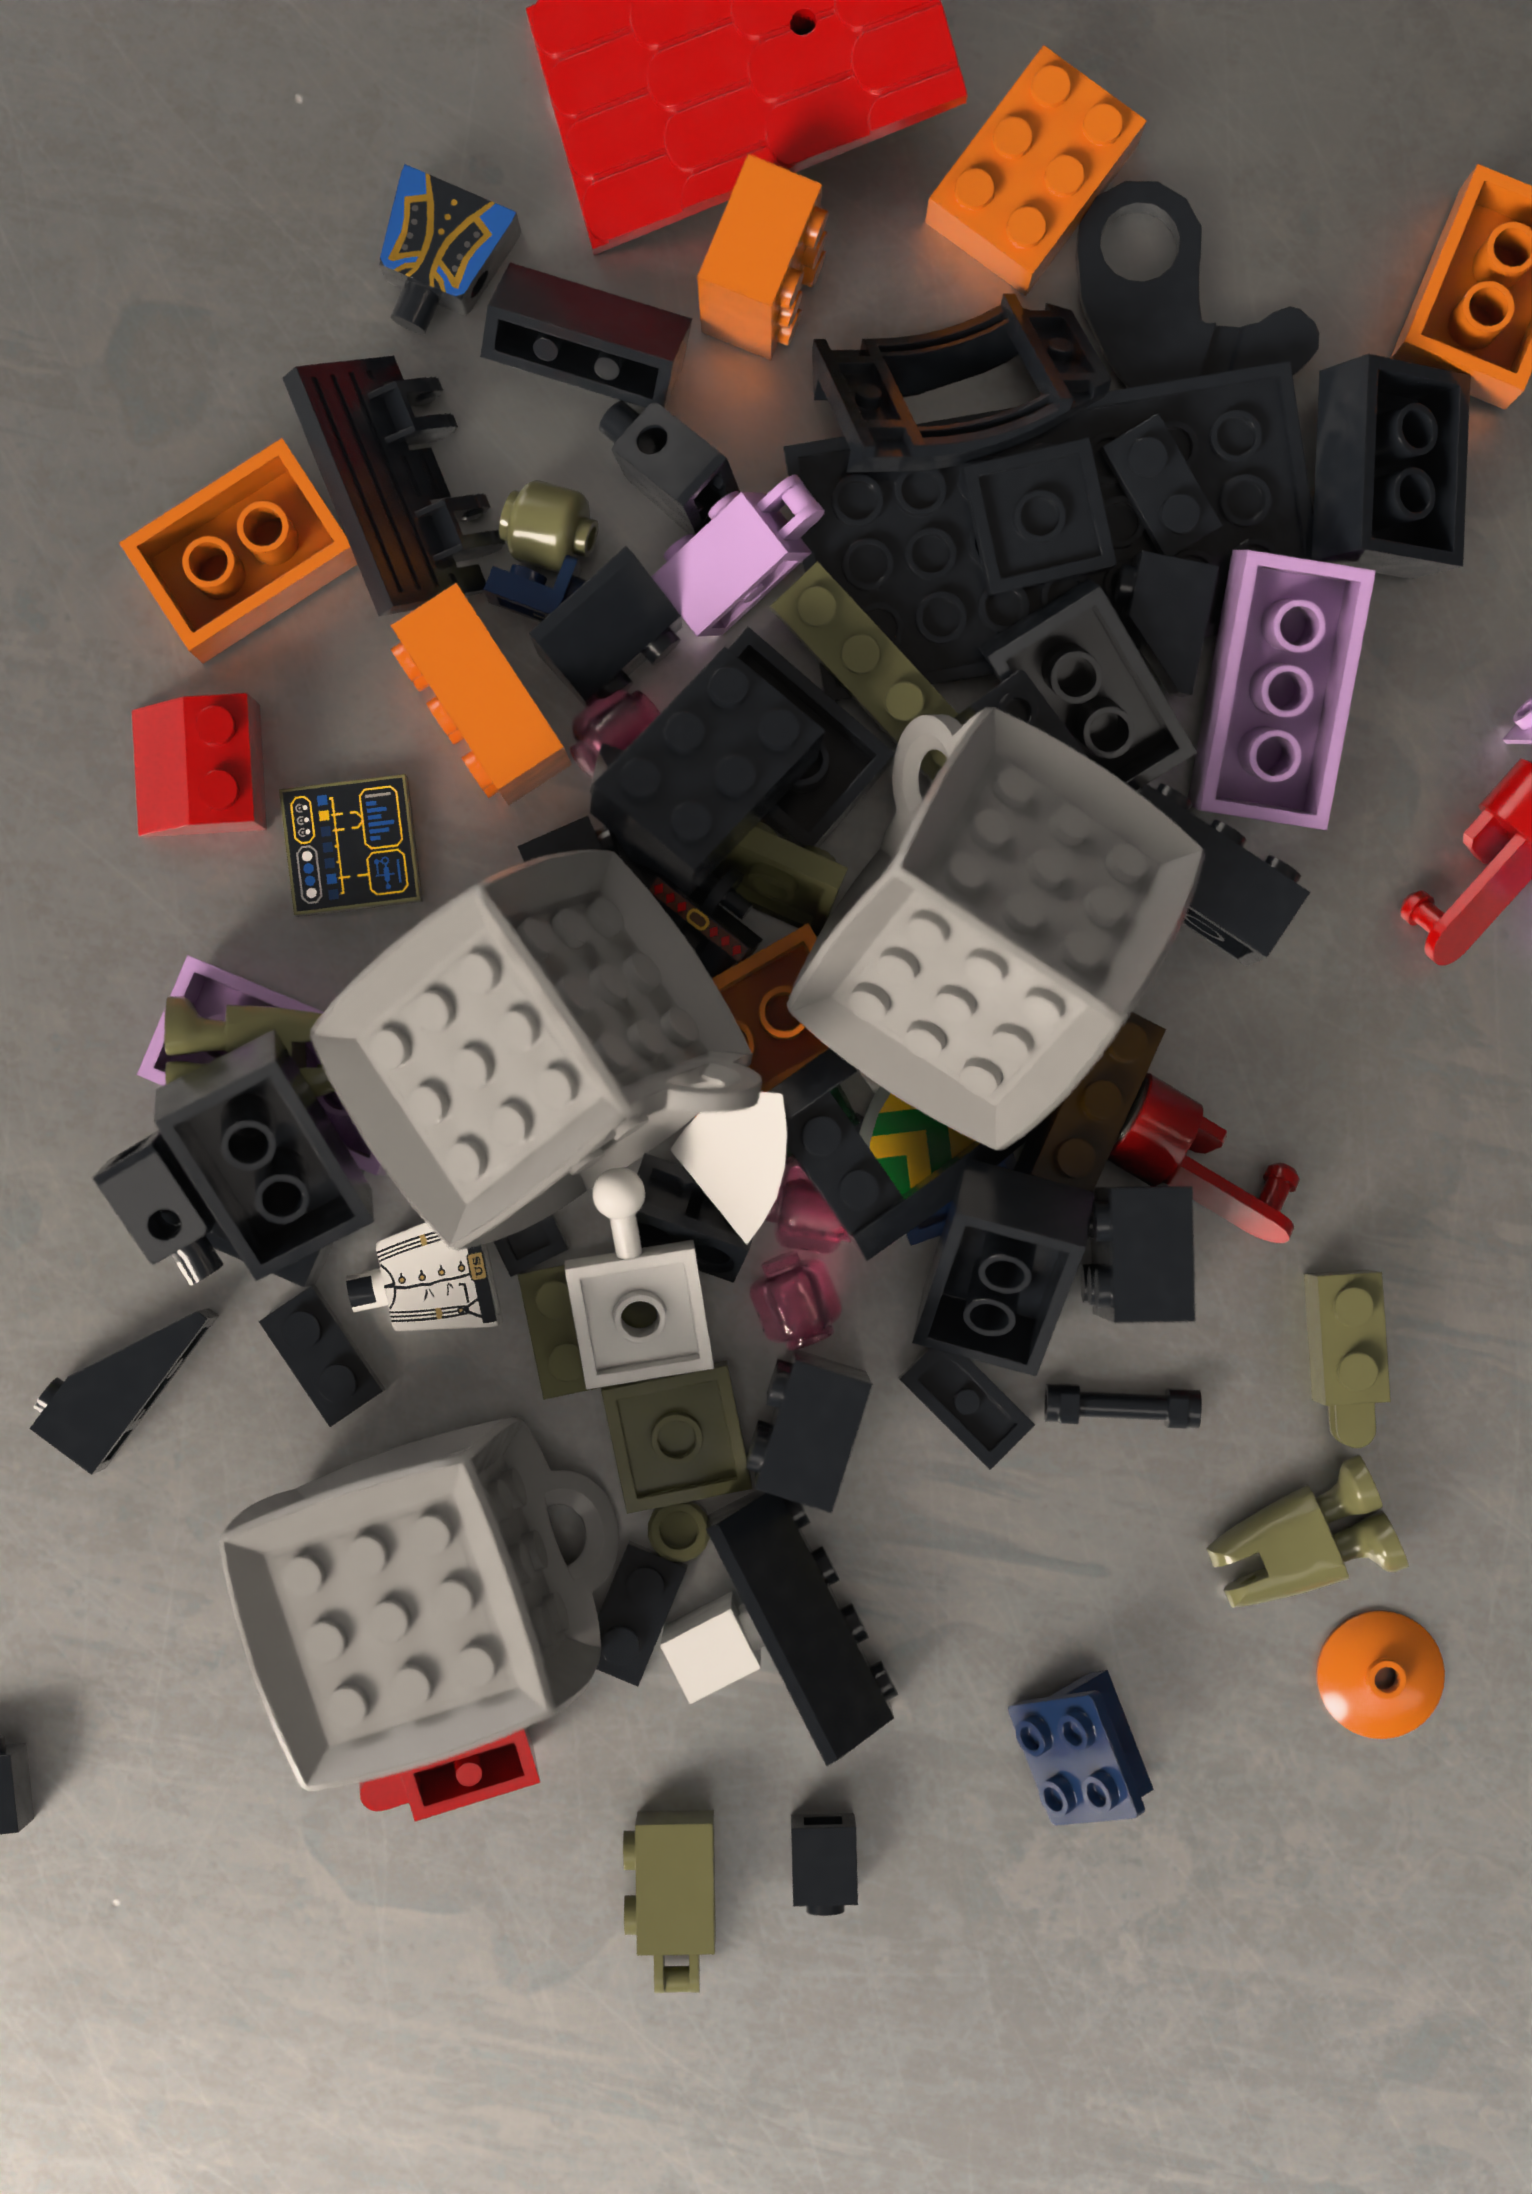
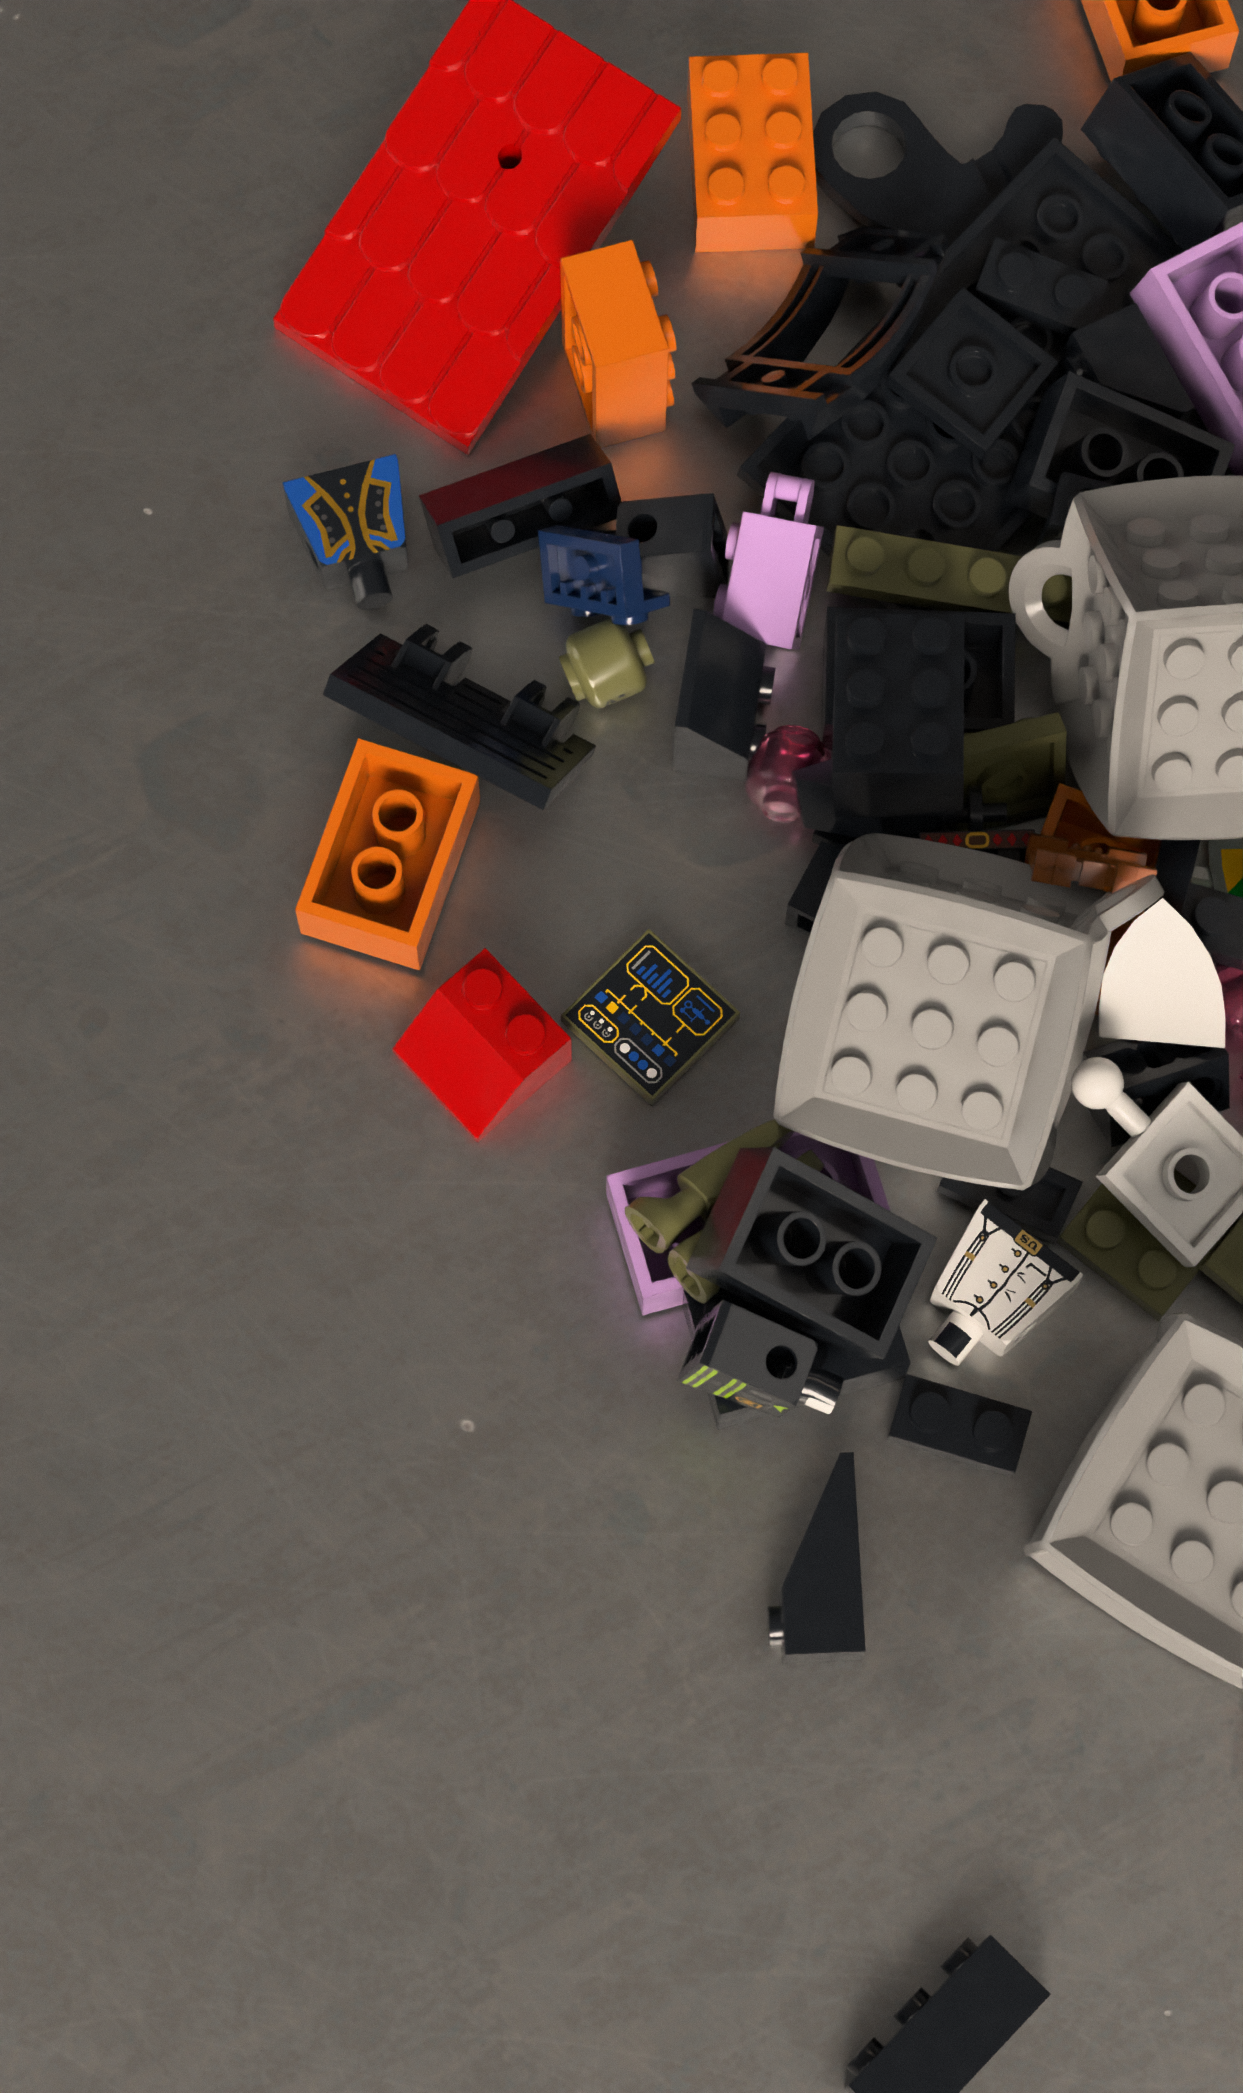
camera: 40 degrees left, 15 degrees down
(478, 696) = (666, 816): orange brick -> none
(525, 589) = (637, 725): dark blue bracket -> none
(588, 451) = (596, 575): none -> dark blue bracket
(761, 1012) = (1058, 864): none -> dark orange piece

